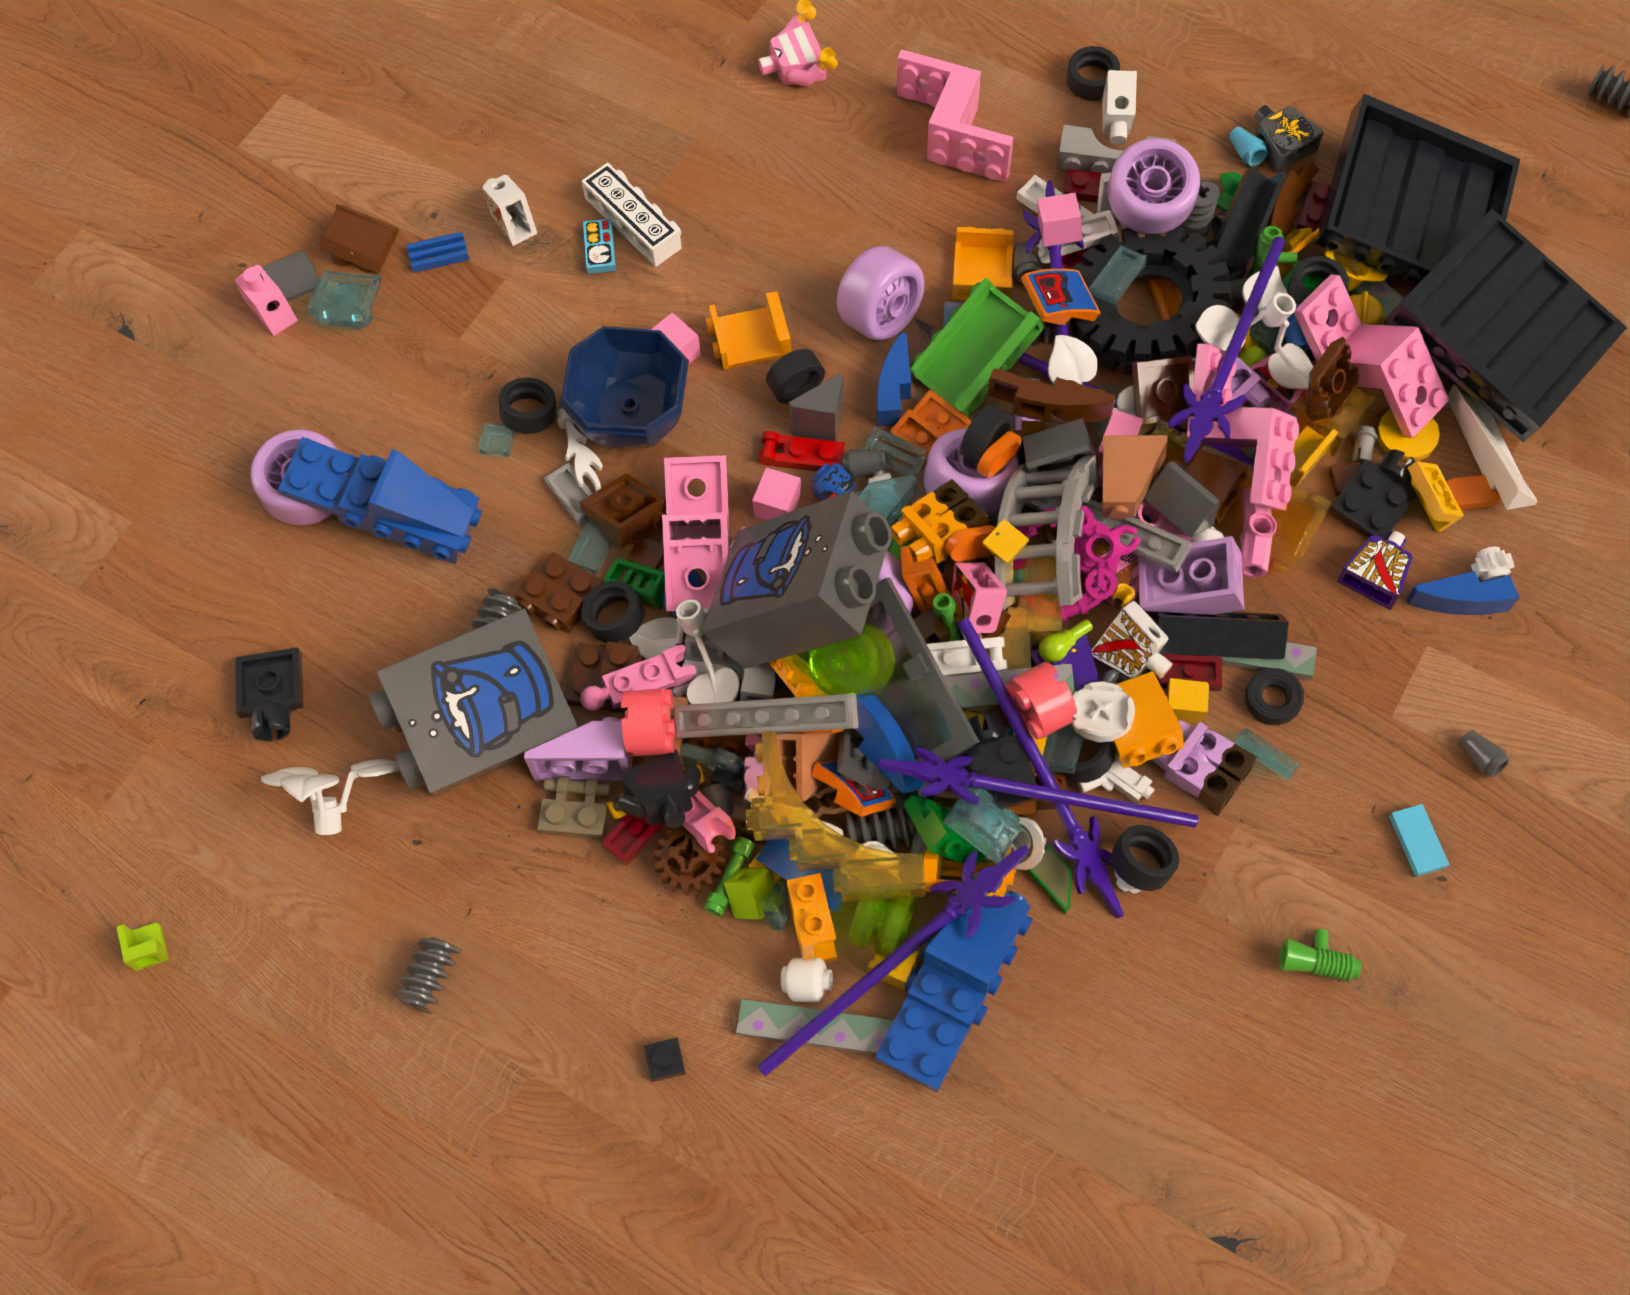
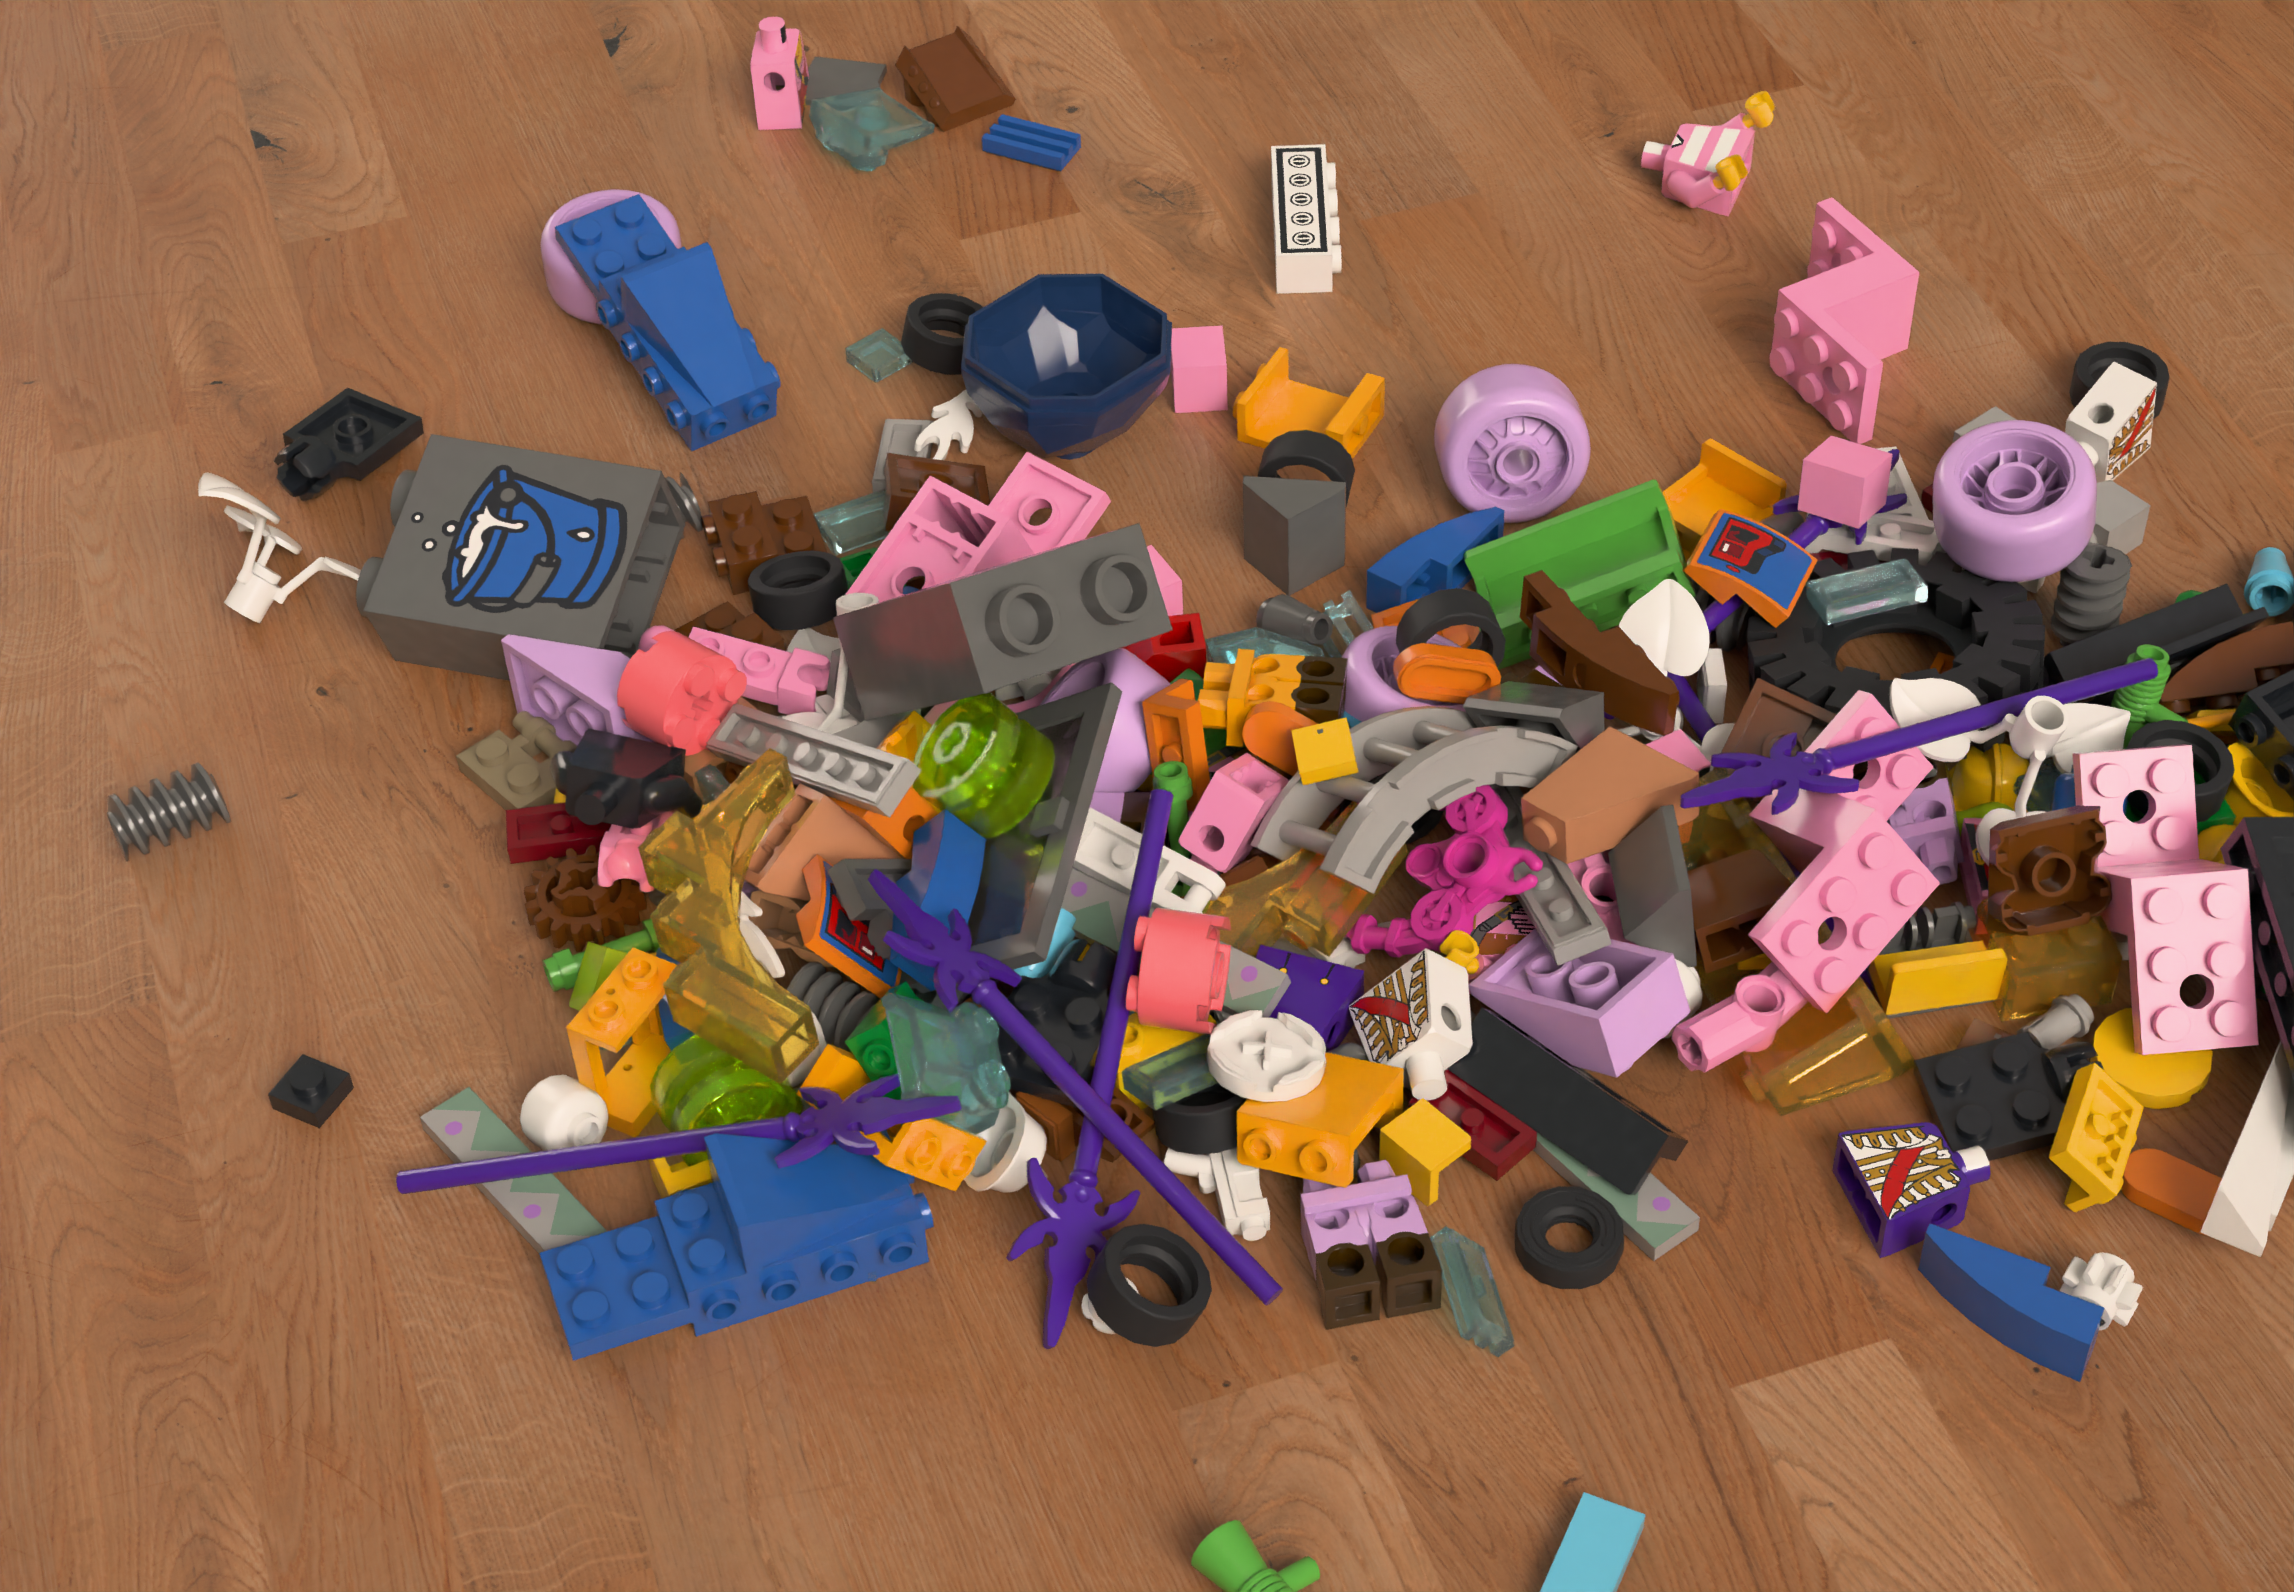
camera: 40 degrees right, 20 degrees down
(504, 197) = (1154, 124): white torso -> none
(599, 246) = (1228, 234): tile -> none
(799, 452) = (1225, 571): red plate -> none
(832, 480) = (1225, 611): blue head -> none
(1054, 878) = (1003, 1220): olive tile -> none
(1057, 645) = (1304, 953): lime piece -> none
(1485, 755) = (1819, 1523): dark grey cone -> none

